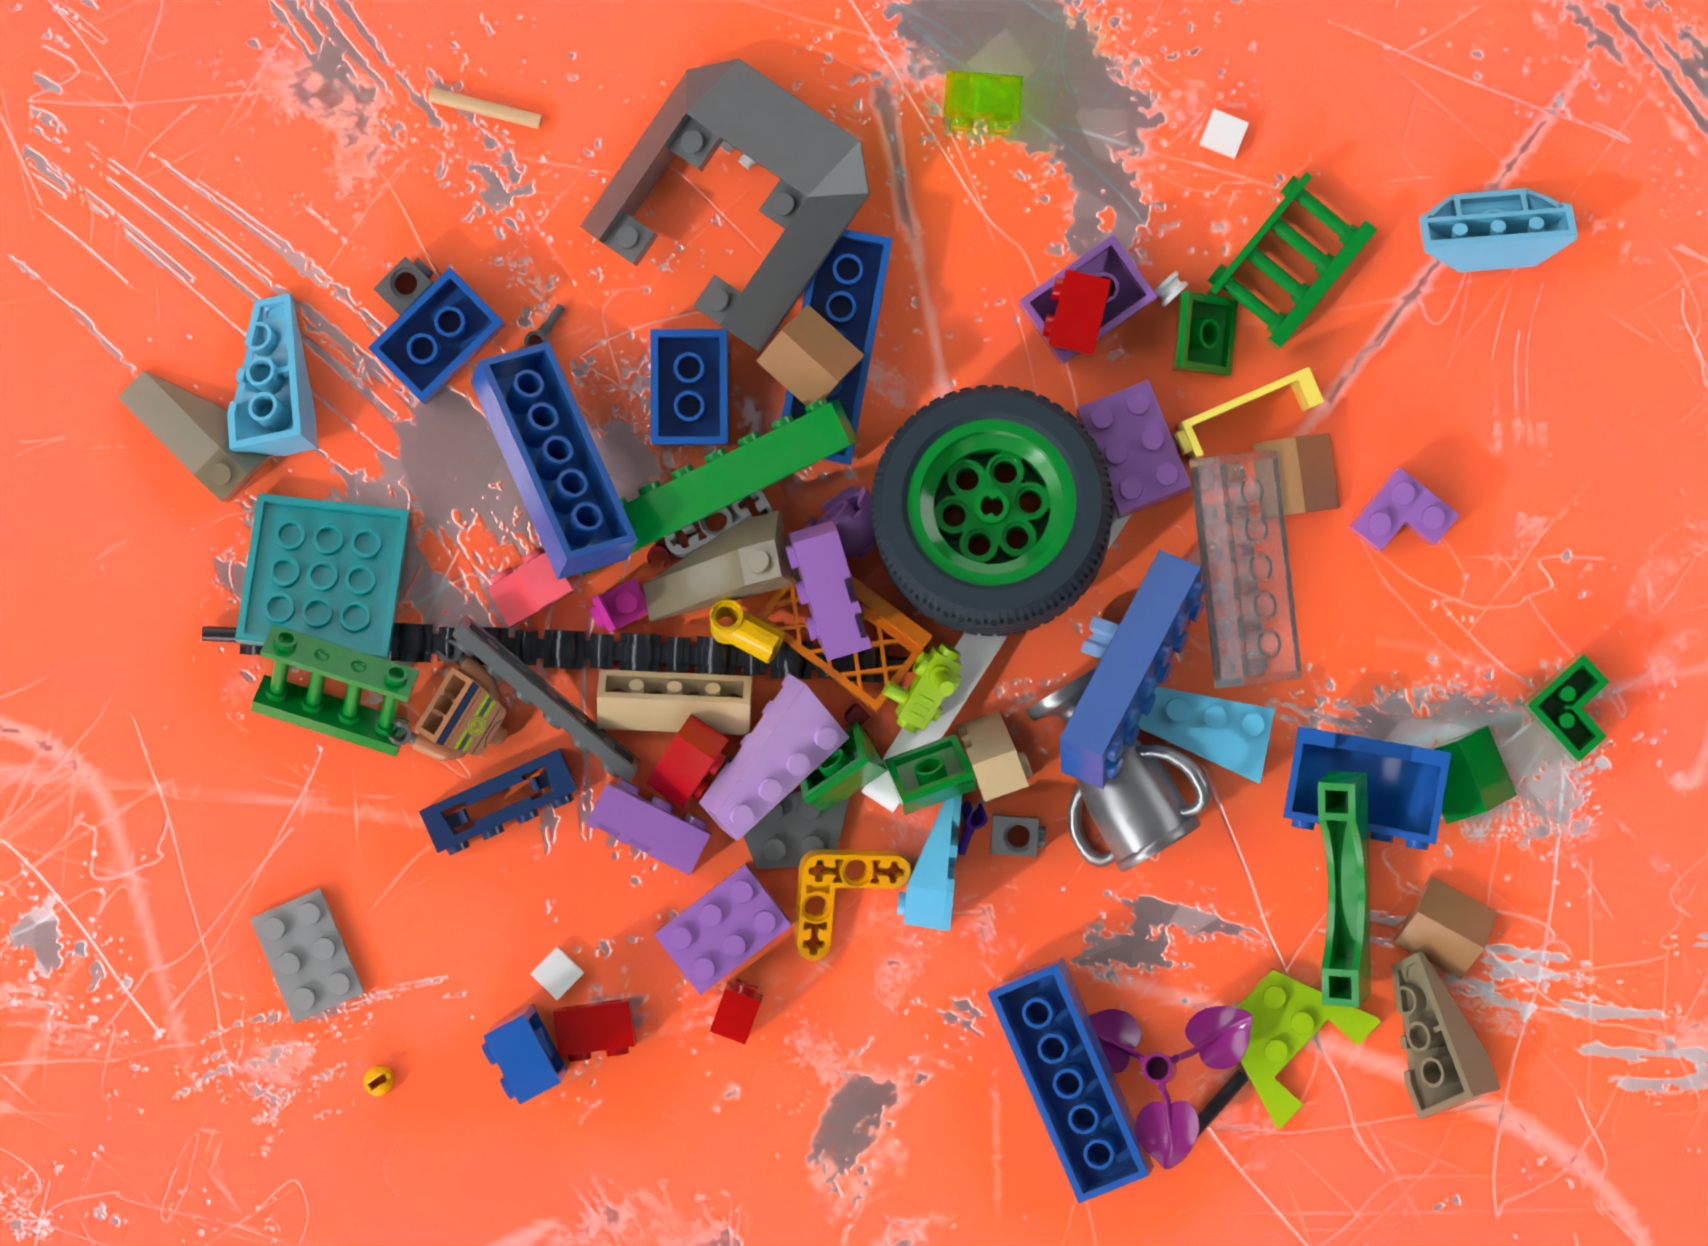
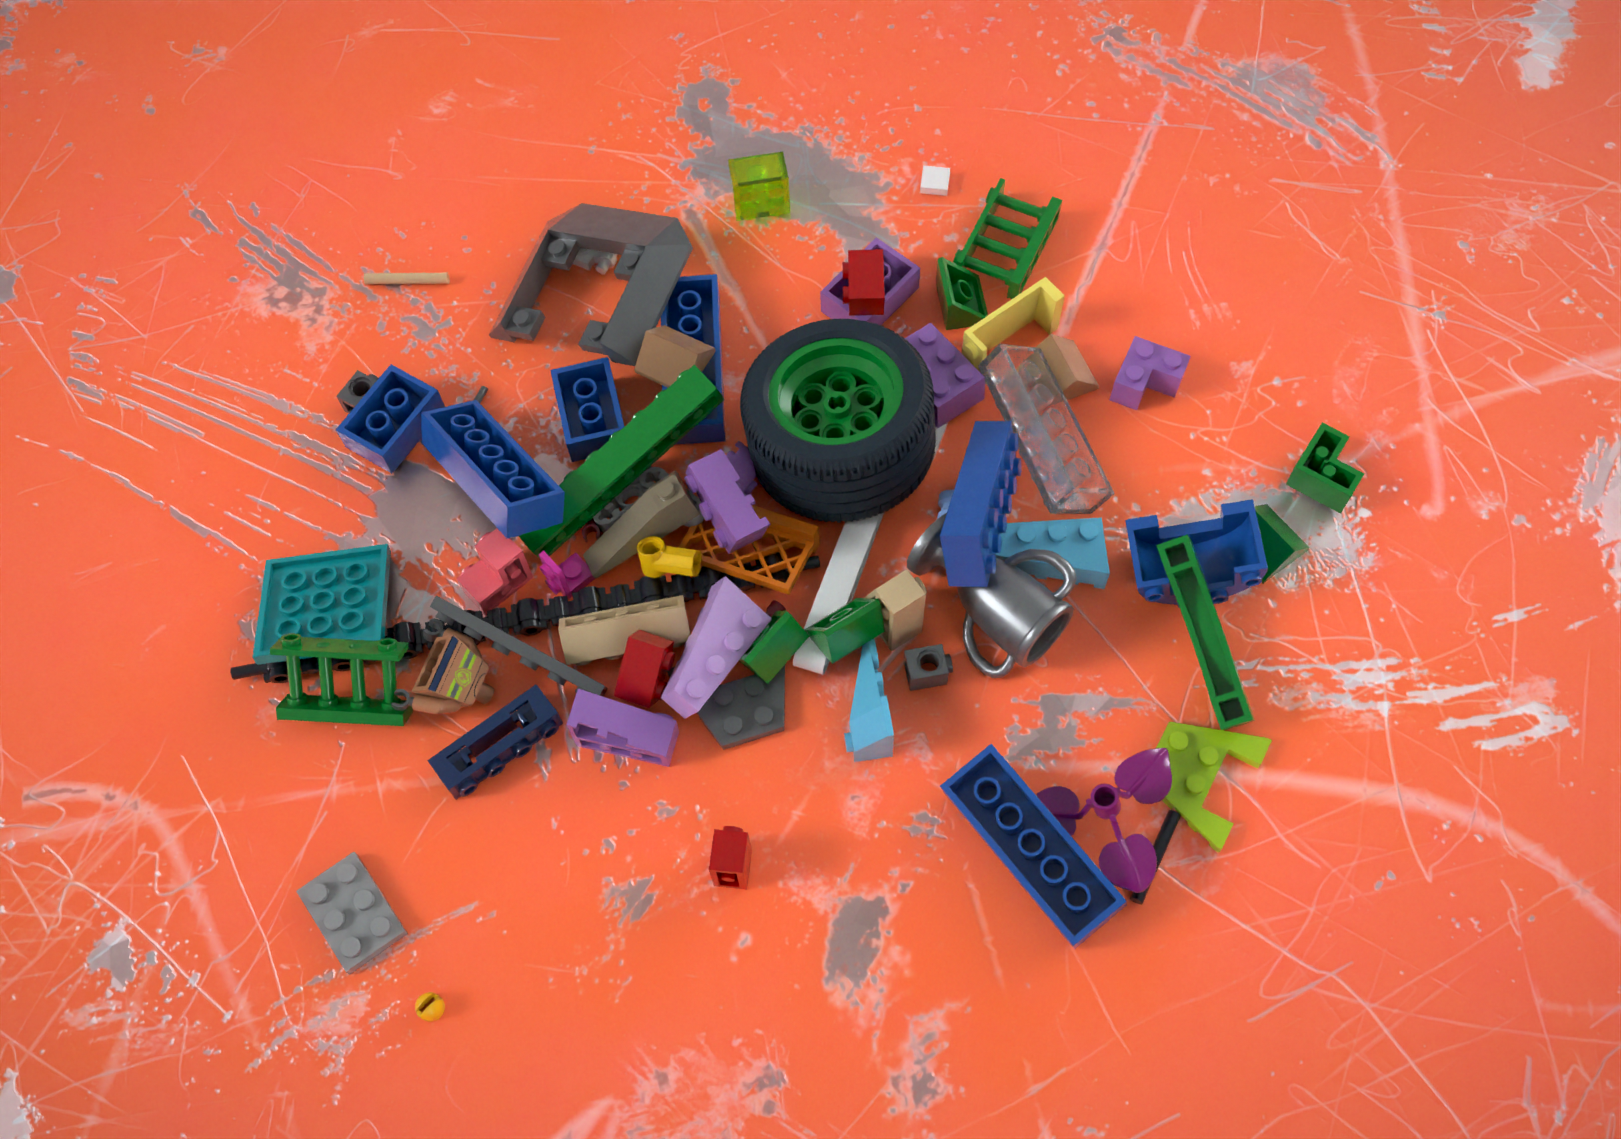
camera: 10 degrees left, 25 degrees down
(193, 433) = (221, 535): dark tan wedge -> none
(273, 395) = (271, 487): medium azure wedge -> none
(524, 1055) = (549, 935): blue brick -> none
(557, 973) = (571, 873): white tile -> none
(594, 1029) = (611, 909): red brick -> none
(723, 928) = (704, 796): medium lavender brick -> none
(825, 885) = (781, 743): light orange beam -> none
(934, 679) = (828, 552): lime piece -> none
(973, 821) = (893, 665): dark purple hand -> none
(1170, 288) = (927, 274): white bush -> none
(1442, 1050) = (1332, 752): dark tan wedge -> none
(1447, 927) = (1295, 658): medium nougat slope -> none
(1497, 229) = (1151, 188): medium azure wedge -> none

